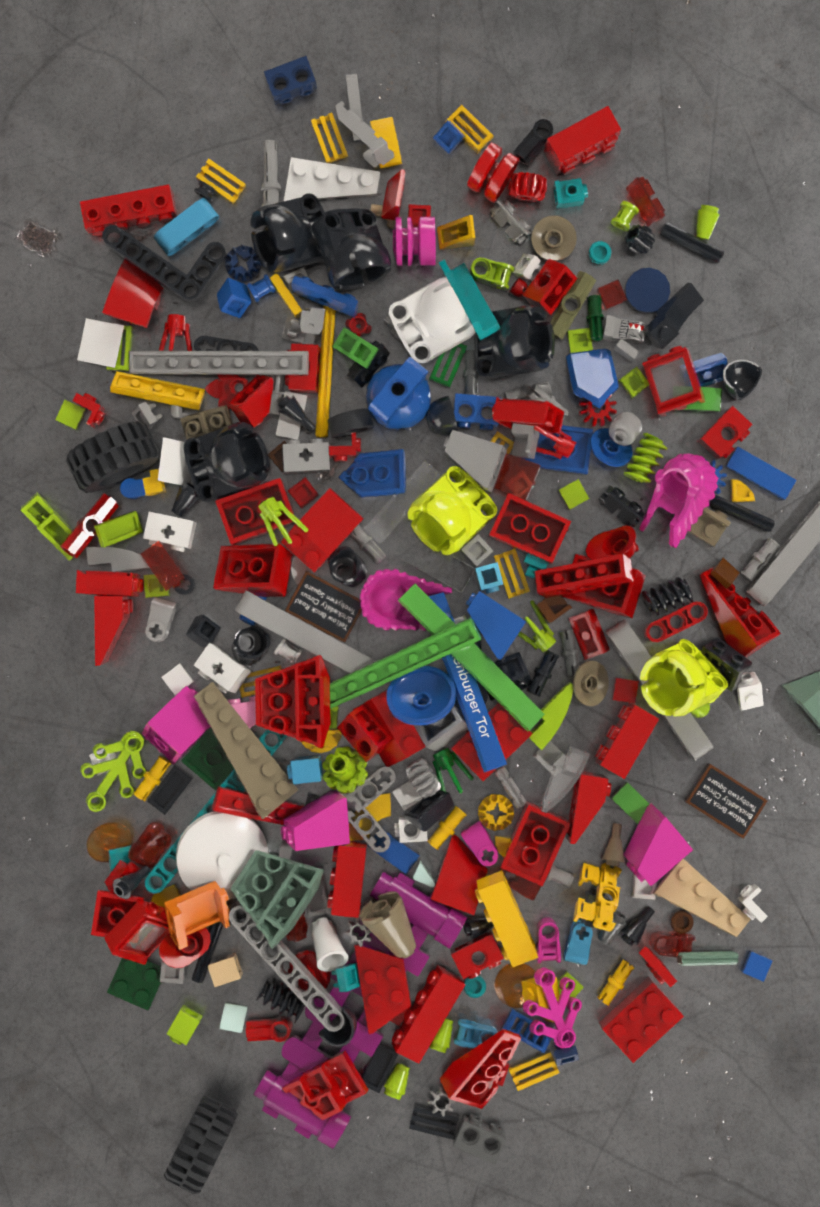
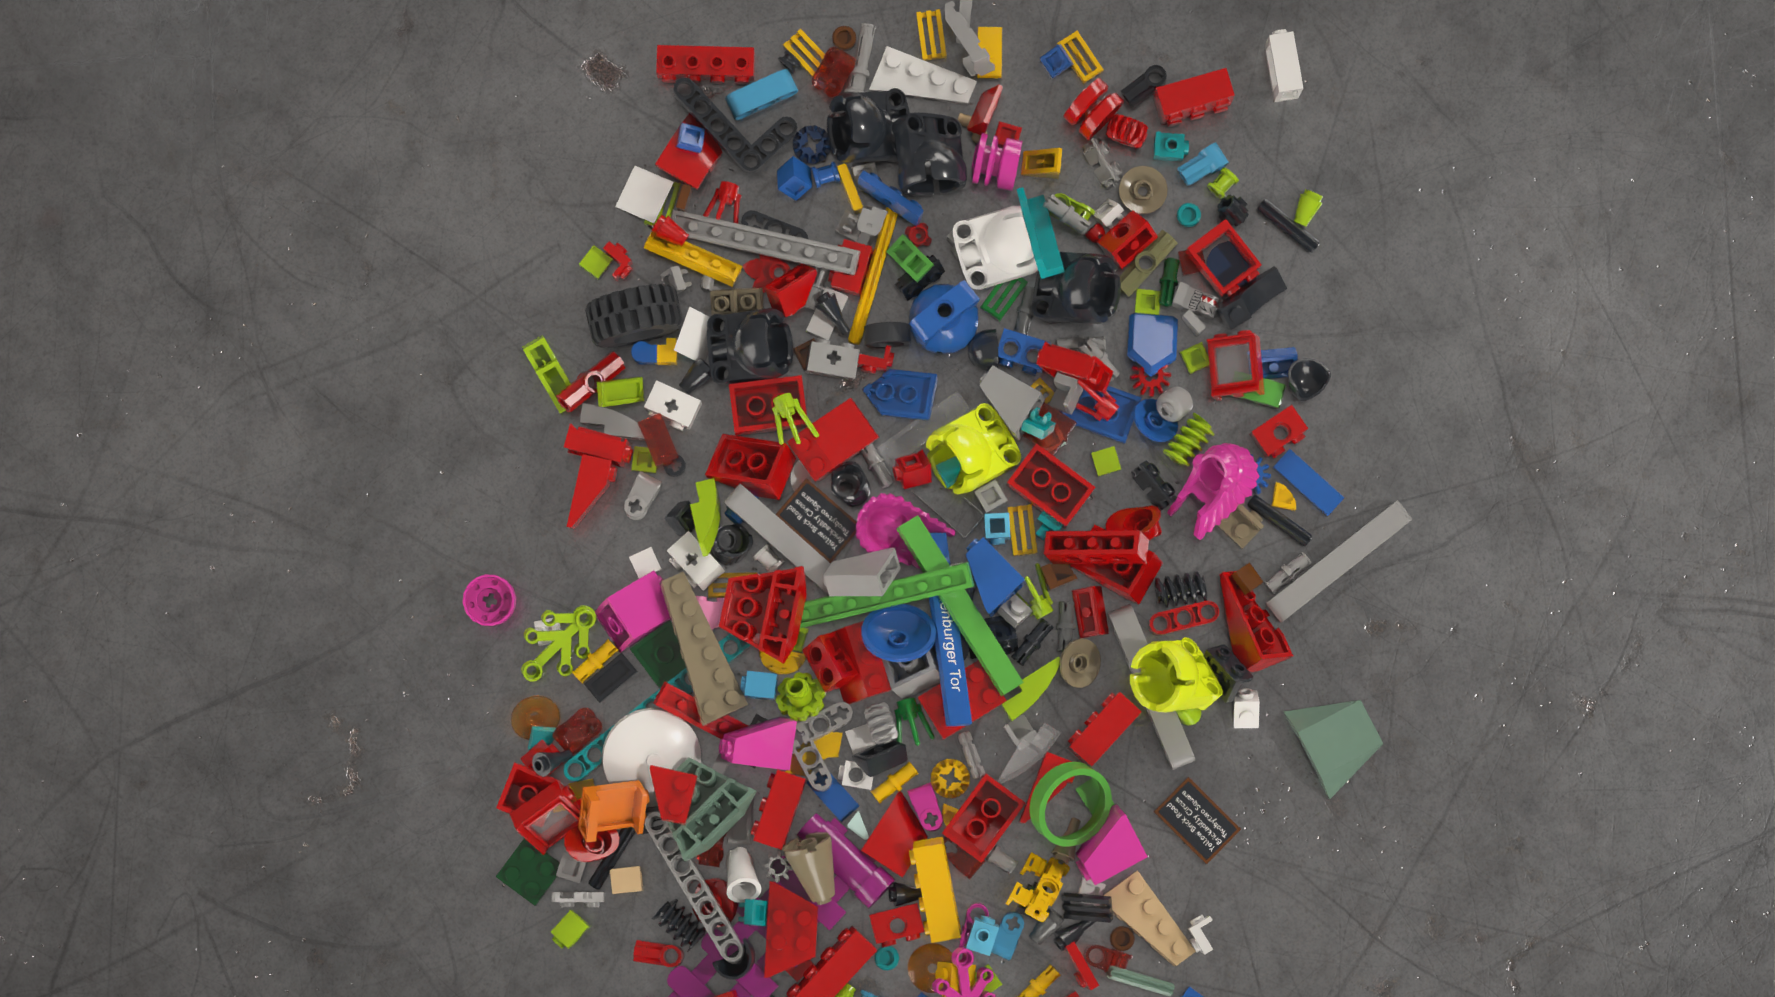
camera: 15 degrees right, 5 degrees down
(32, 754) = (477, 608): none -> dark pink wheel
(129, 281) = (691, 137): none -> blue tile
(130, 371) = (669, 230): none -> red cone
(137, 338) = (684, 198): none -> reddish brown tile
(183, 996) = (568, 899): none -> light grey wing
(222, 624) = (706, 514): none -> lime slope
(233, 1017) = (623, 933): light aqua slope -> none
(248, 189) = (833, 69): none -> clear red piece
(248, 888) = (673, 793): none -> red wing
(250, 159) = (844, 38): none -> reddish brown tile
(303, 493) = (821, 397): red tile -> none
(377, 649) = (862, 574): none -> light grey slope
(401, 541) = (913, 470): none -> red window
(434, 535) = (949, 470): none -> teal tile
(490, 275) = (1066, 214): none -> light grey pin
(507, 476) = (1038, 425): none -> teal tile
(521, 649) = (1015, 611): none -> light grey plate
(558, 952) = (982, 935): none -> medium azure brick
(590, 806) = (1047, 786): none -> bright green piece
(607, 199) = (1207, 162): none -> dark azure piece
(625, 690) = (1115, 679): red tile -> none
(640, 193) = (1244, 162): clear red hinge -> none
(647, 905) = (1087, 911): none -> black tile
(652, 268) = (1209, 238): none -> red window
(658, 94) = (1283, 65): none -> white window

